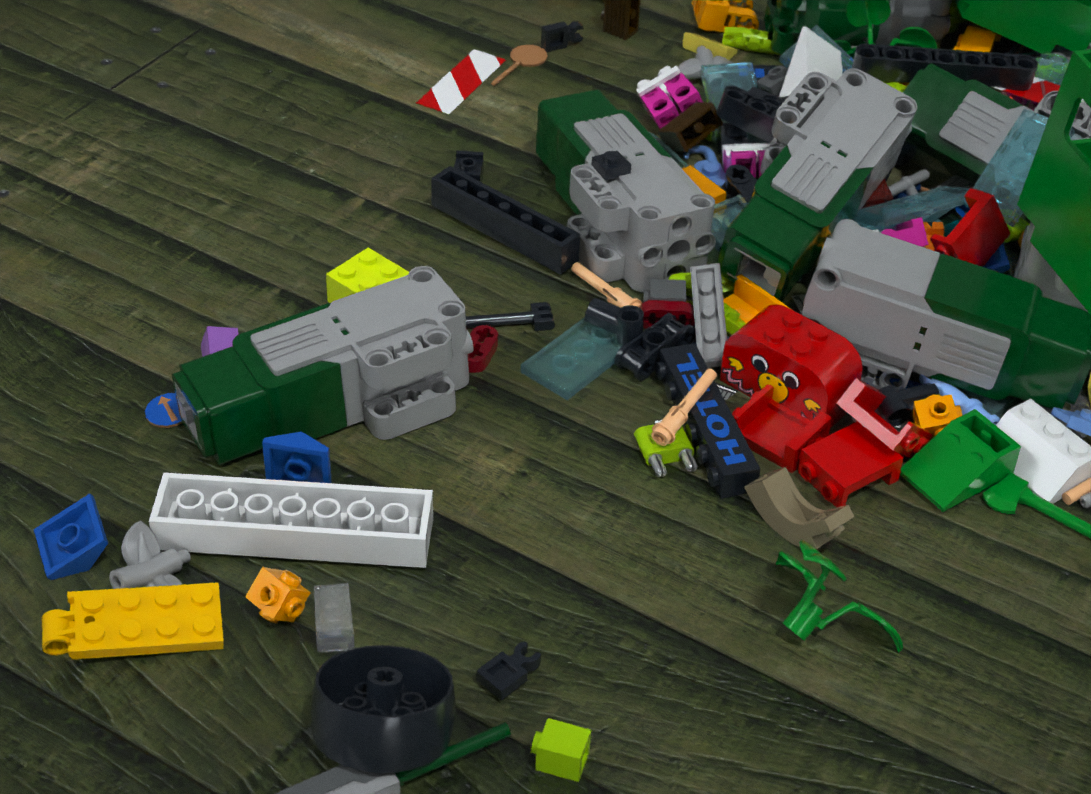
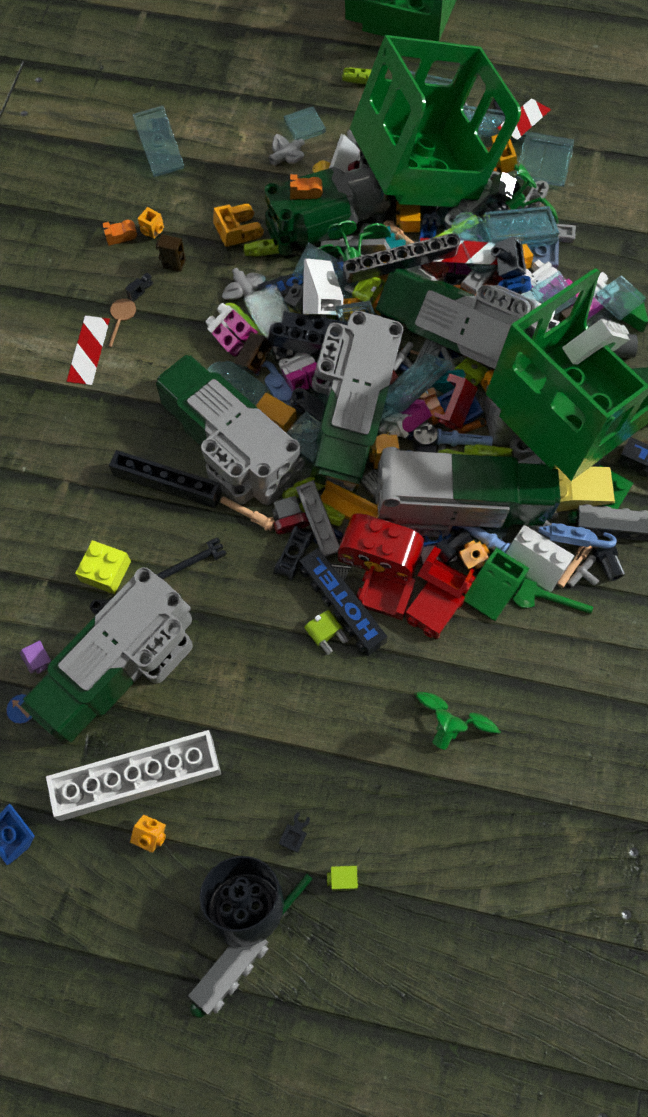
camera: 15 degrees left, 25 degrees up
(135, 622) = (75, 881): yellow hinge -> none
(144, 561) = (67, 841): light grey plant -> none
(296, 458) = (120, 734): blue slope -> none
(333, 618) = (187, 843): clear tile -> none
(470, 163) = (126, 439): black brick -> none
(484, 350) = (193, 590): dark red beam -> none
(573, 359) = (251, 570): clear light blue tile -> none
(611, 165) = (225, 435): black plate -> none
(624, 321) = (263, 544): black piece -> none
(664, 431) = (327, 615): light nougat pin -> none
(693, 41) = (243, 263): light yellow slope -> none
(791, 513) = (416, 660): dark tan arch -> none
(1011, 164) = (474, 343): clear light blue tile -> none

